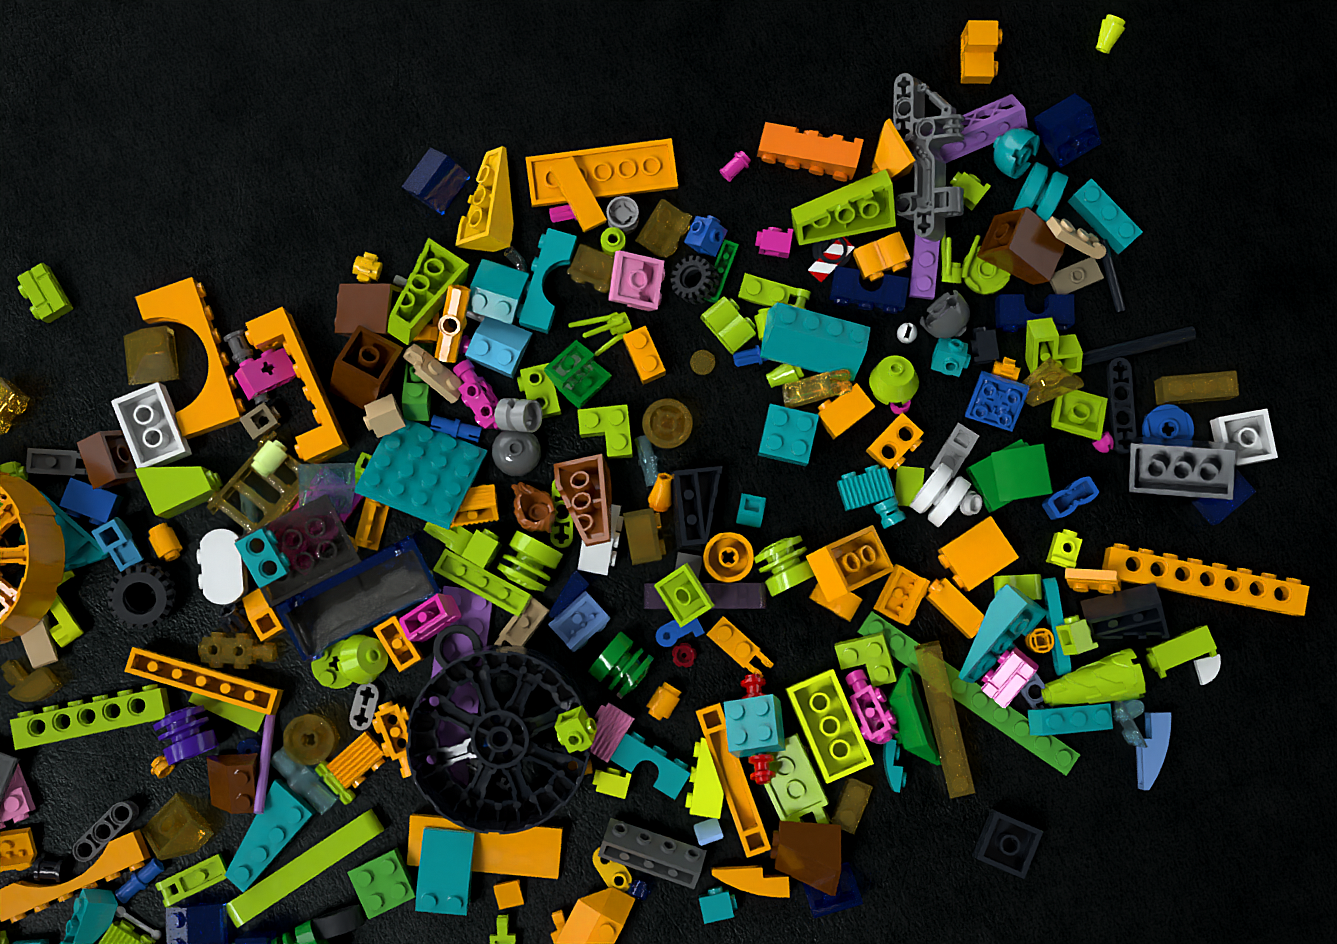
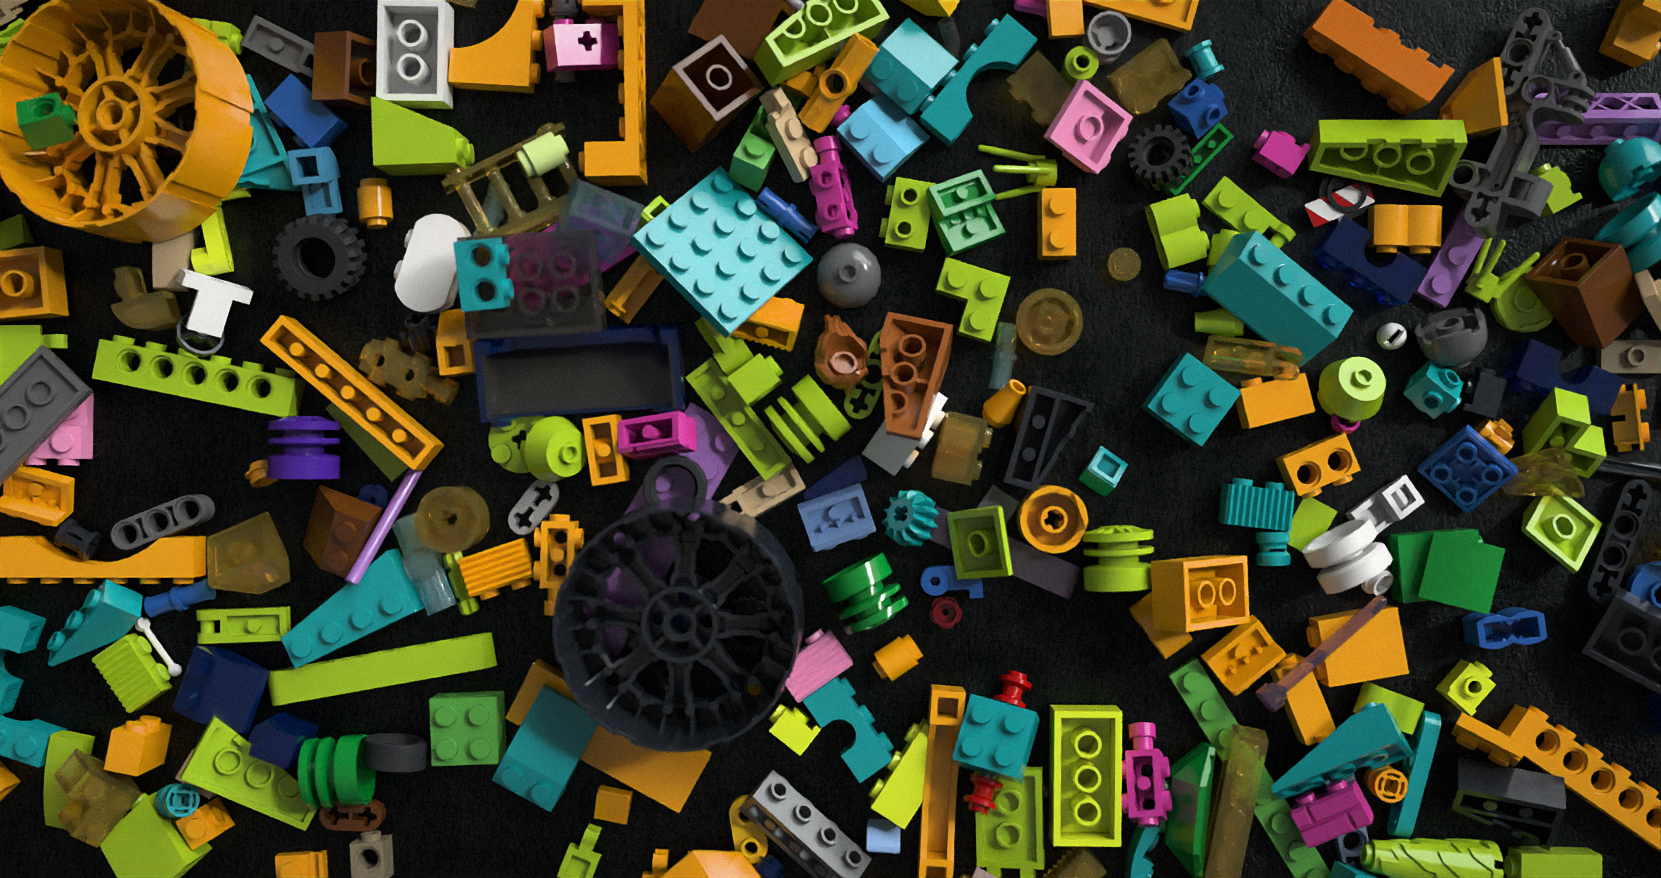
camera: 25 degrees right, 5 degrees up
(79, 666) = (208, 310): none -> white piece
(252, 421) = (543, 97): dark tan brick -> none
(383, 416) = (704, 163): tan brick -> none
(518, 415) = (871, 232): light grey wheel -> none
(575, 729) = (778, 660): lime brick -> none
(630, 599) = (910, 518): none -> teal gear
(696, 202) = (1203, 60): none -> teal bush
(732, 168) = (1271, 35): dark pink pin -> none
(737, 645) = (1015, 628): light orange hinge -> none
(870, 651) = (1175, 706): lime plate -> none
(931, 611) = (1273, 694): none -> piece
(1075, 636) = (1436, 800): lime brick -> none
(1088, 310) = (1632, 430): none -> light orange hinge
(1105, 443) = (1574, 580): dark pink hinge -> none

